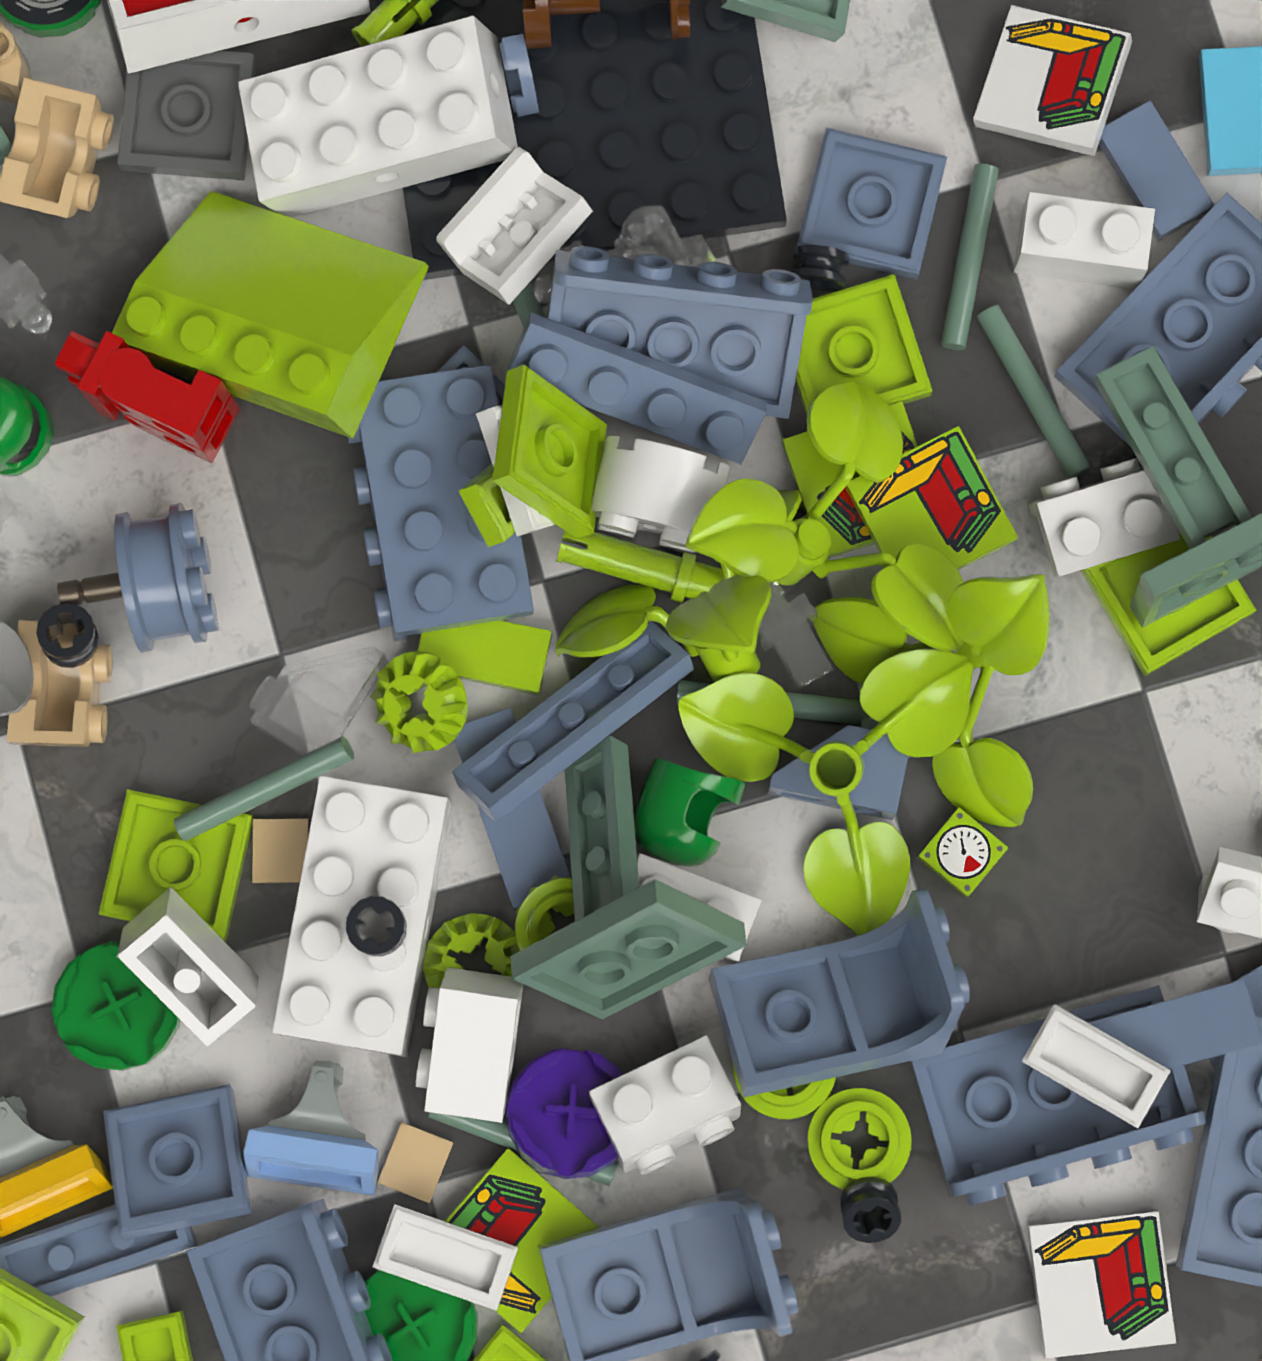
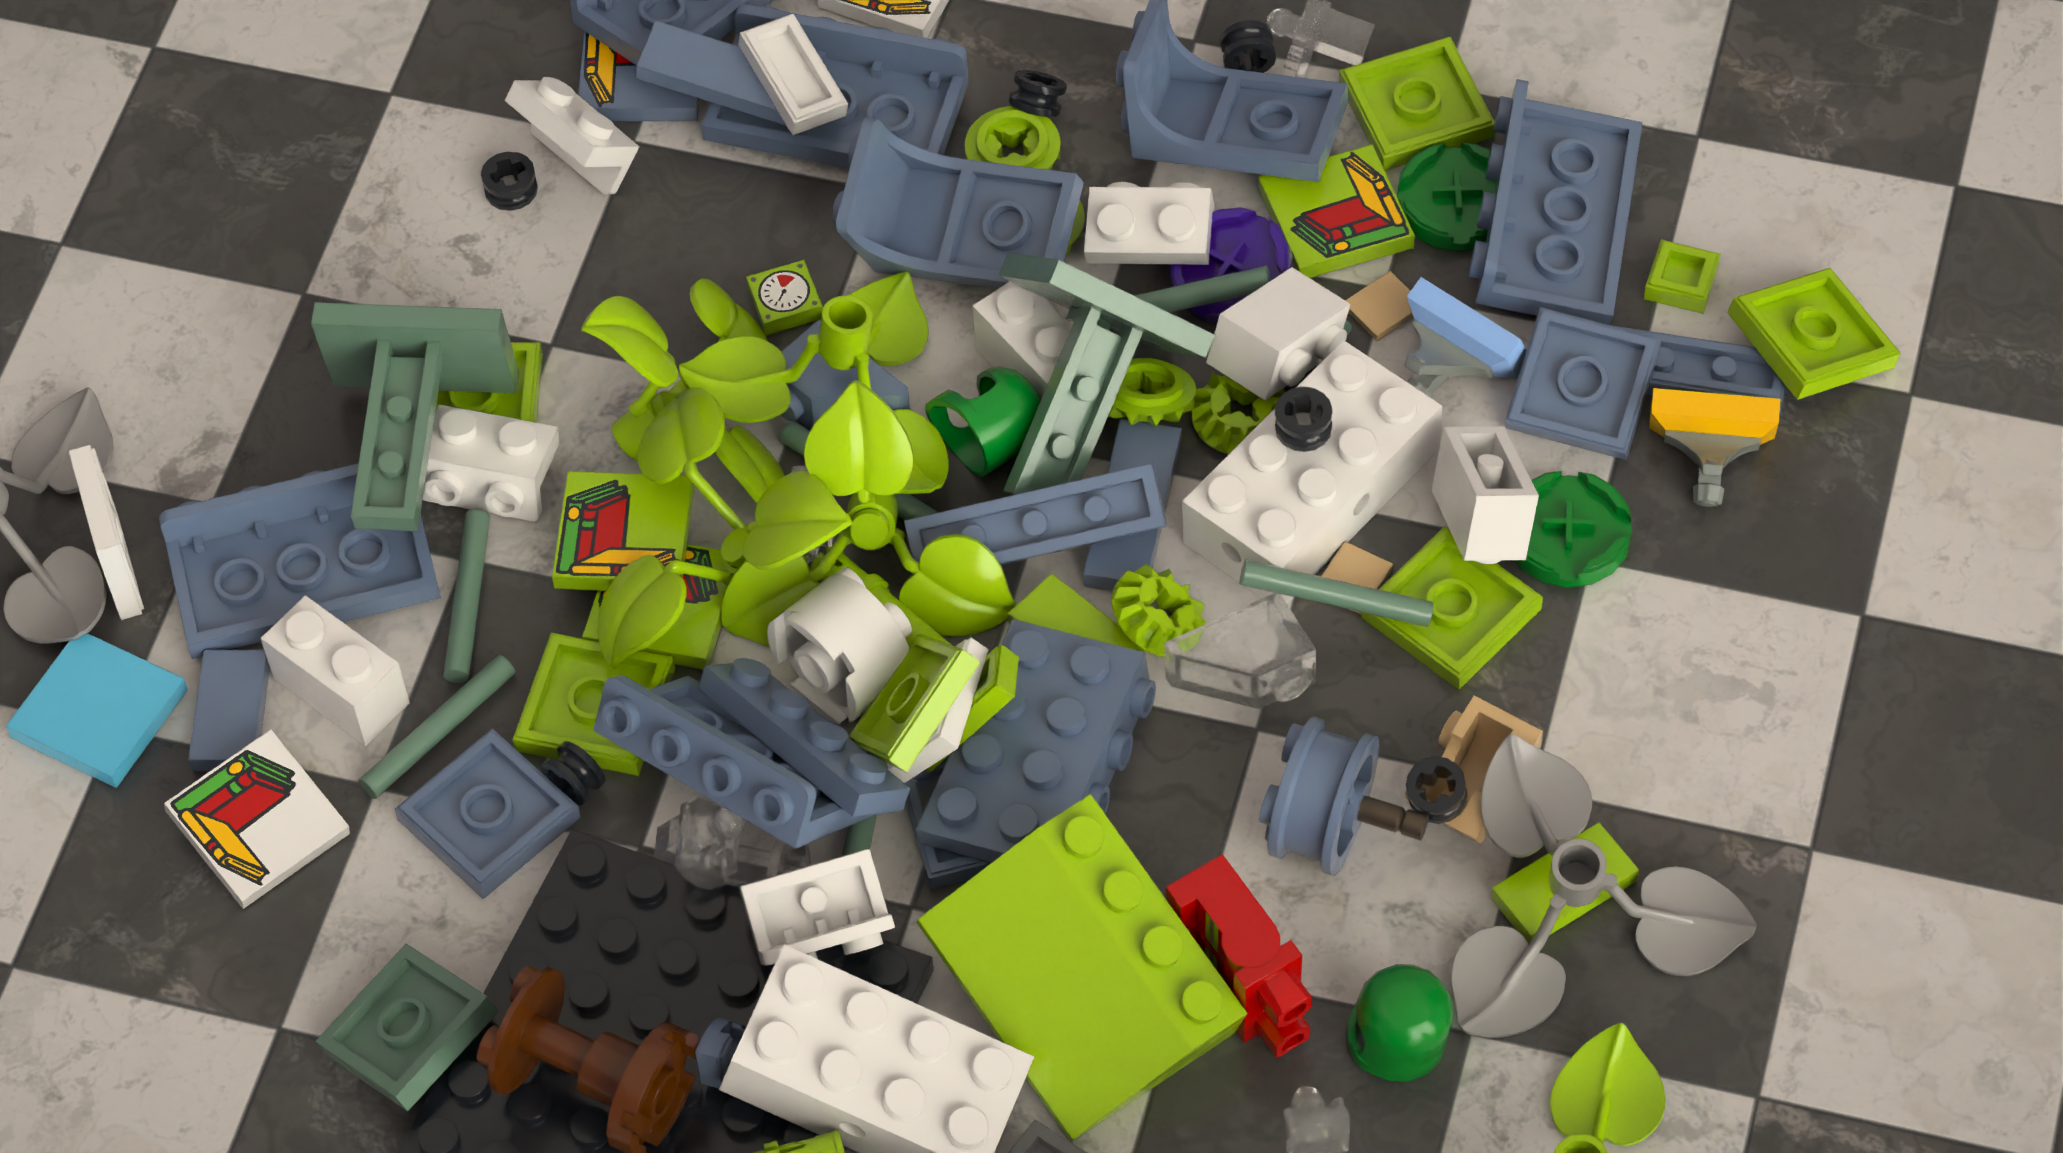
camera: 150 degrees left, 25 degrees down
(445, 1257) = (1399, 213): white tile -> none
(591, 1046) = (1208, 290): none -> sand green bar

